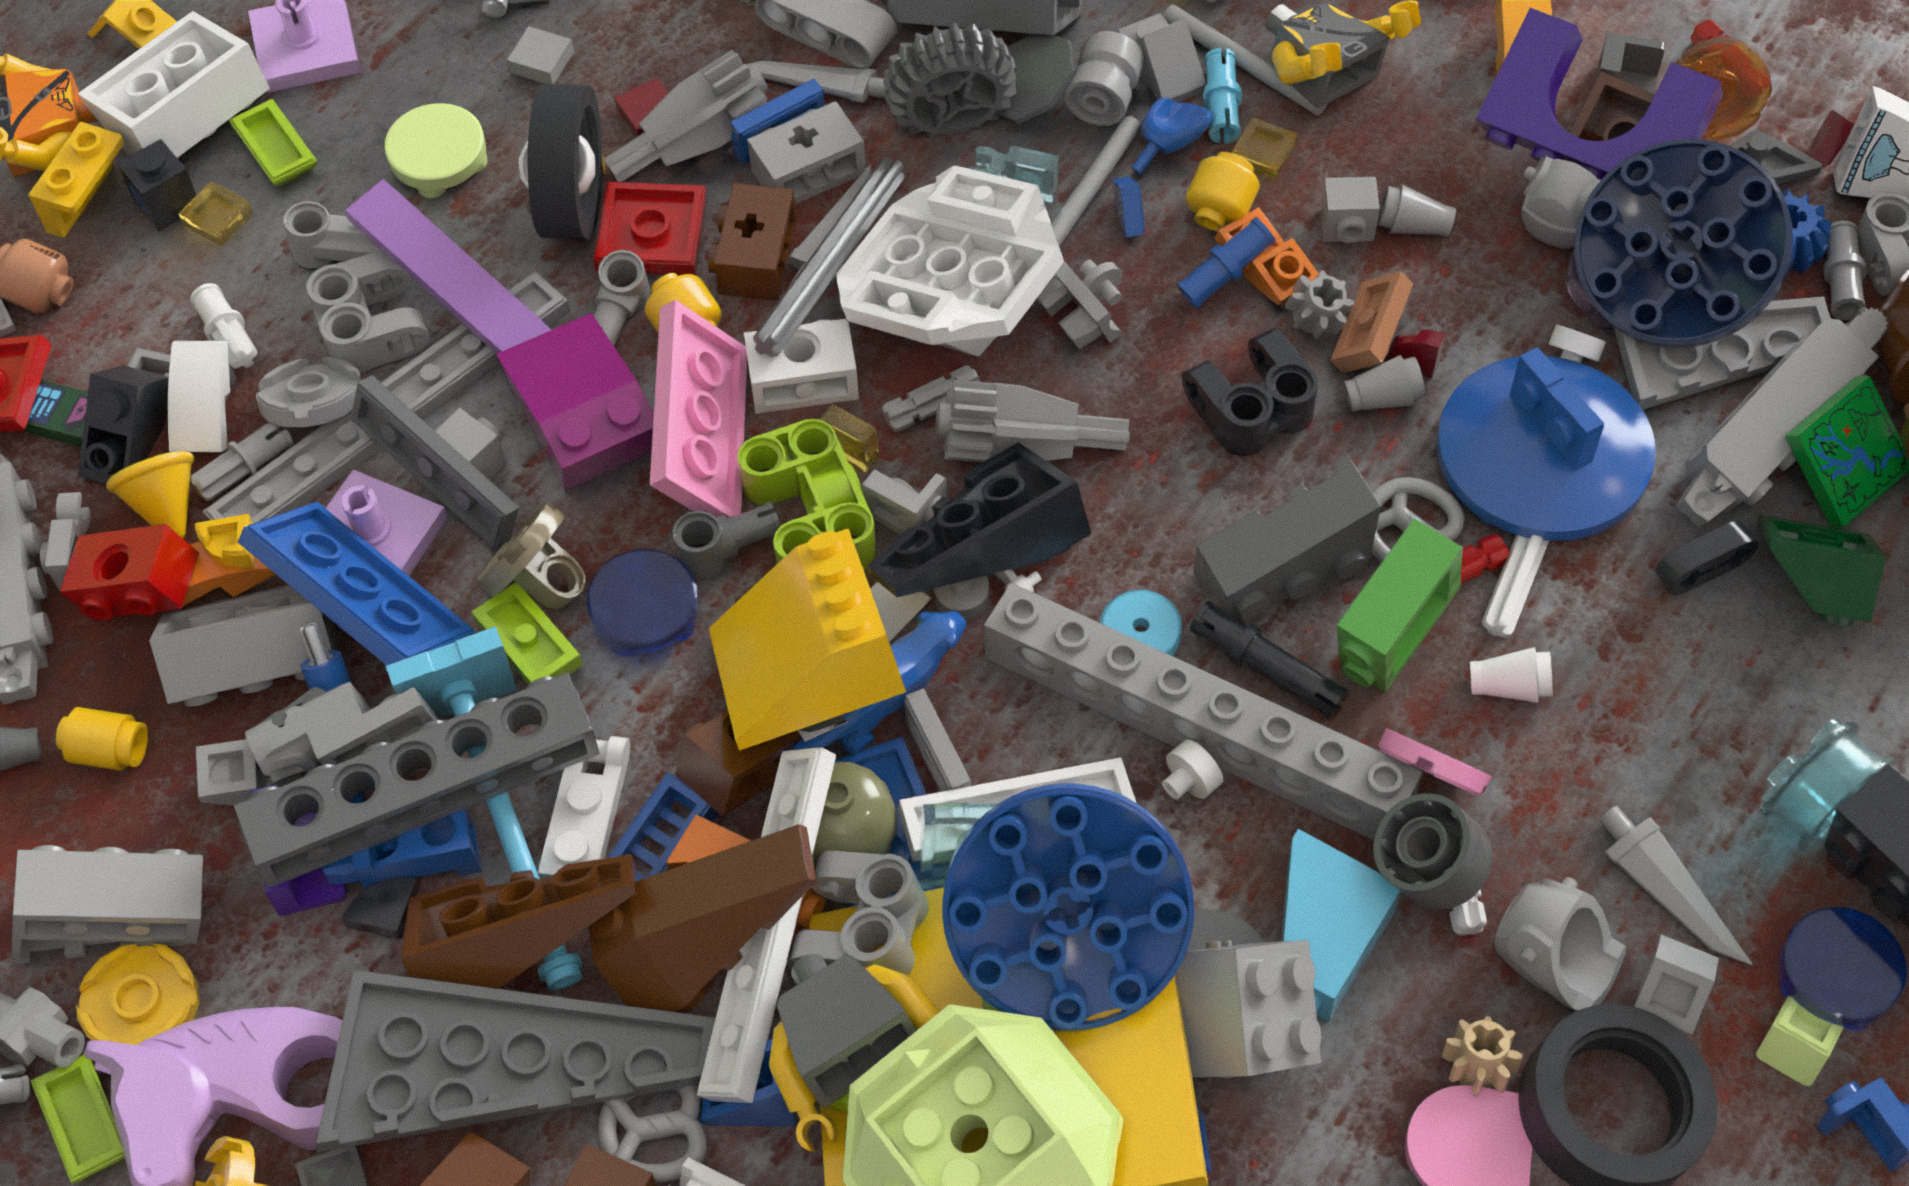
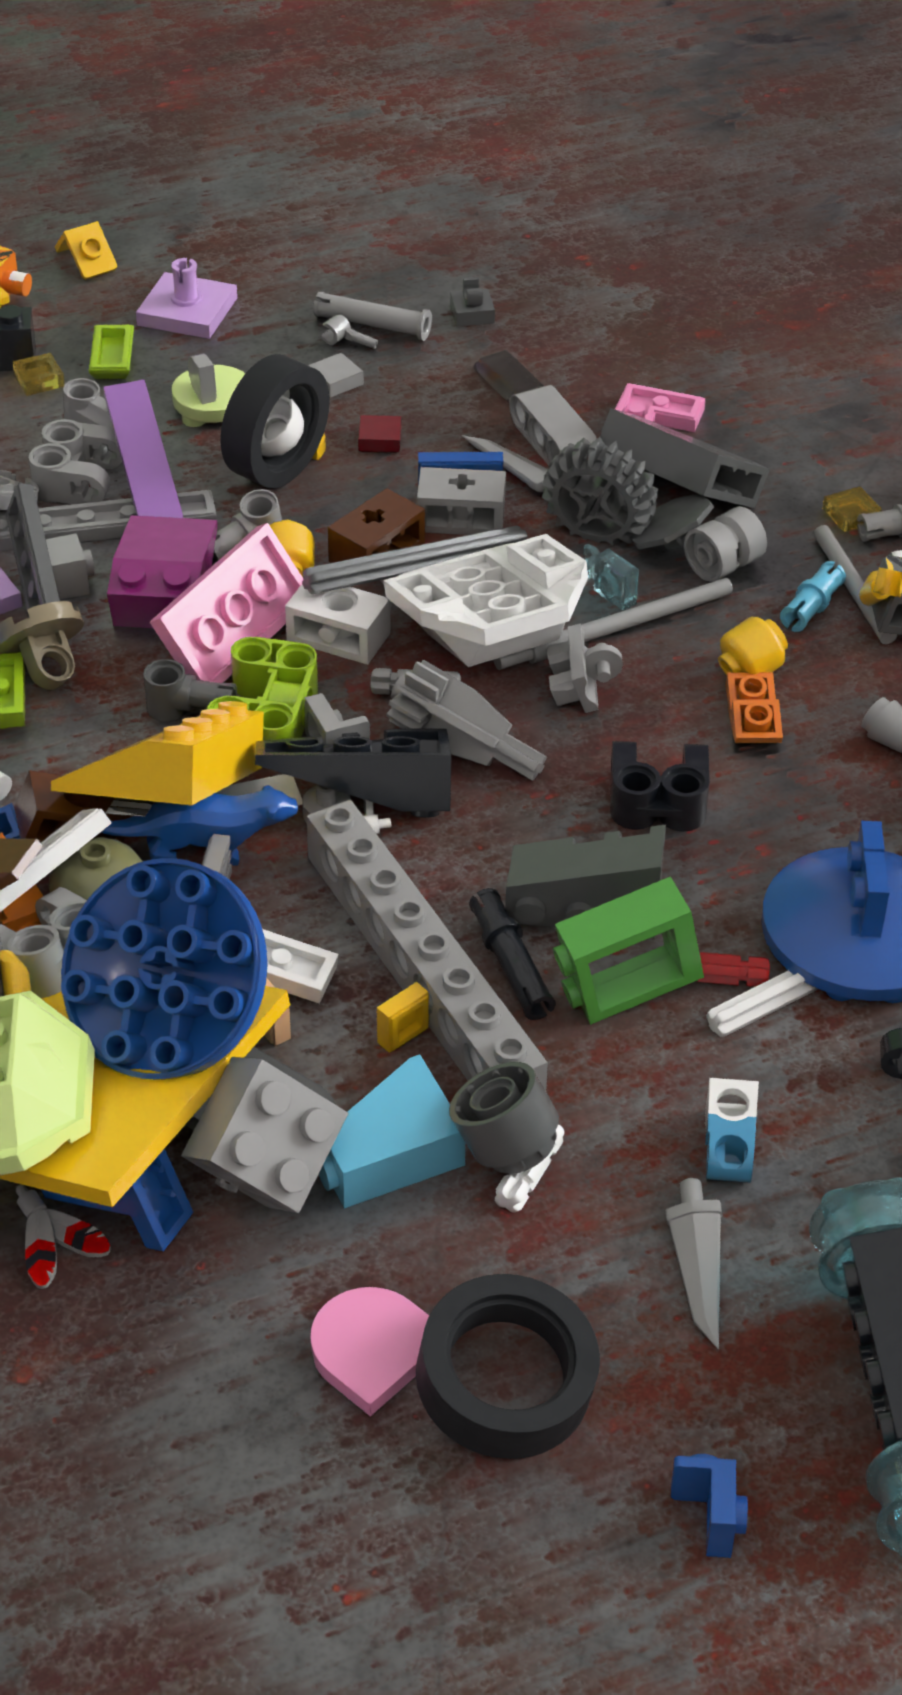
camera: 30 degrees right, 15 degrees down
(177, 87) = (74, 291): white slope -> none
(426, 138) = (202, 378): none -> light grey tile
(643, 601) = (97, 707): clear blue tile -> none
(655, 223) = (319, 498): red tile -> none
(692, 116) = (394, 443): light grey piece -> none
(855, 436) = (332, 676): clear yellow tile -> none
(1129, 206) = (675, 624): blue tile -> none
(1146, 610) = (444, 888): medium azure piece -> none
(1170, 57) = (788, 555): light grey slope -> none
(1170, 128) = (749, 597): blue piece -> none
(1191, 771) = (385, 985): white tile -> none
(1226, 263) = (711, 692): blue pin -> none
(1234, 791) = (403, 1017): none -> yellow tile
(1266, 147) = (818, 643): clear yellow tile -> none
(1319, 304) = (761, 750): light grey gear -> none
(1349, 209) = (843, 703): light grey plate -> none
(1372, 322) = (809, 775): nougat plate -> none
(1386, 385) = (769, 826): light grey cone -> none
(1401, 516) = (704, 914): light grey piece -> none
(1424, 347) = (816, 817): dark red tile -> none
(1434, 762) = (568, 1068): bright pink tile -> none
(1482, 1055) = (428, 1276): tan gear -> none
(1515, 676) = (696, 1054): white cone -> none
(1560, 943) = (564, 1236): light grey helmet -> none
(1608, 739) = (730, 1130): none -> dark azure leg
(1677, 983) = (628, 1311): light grey brick -> none
(1798, 1043) = (708, 1418): yellowish green slope -> none
(1842, 967) = (788, 1385): clear blue tile -> none

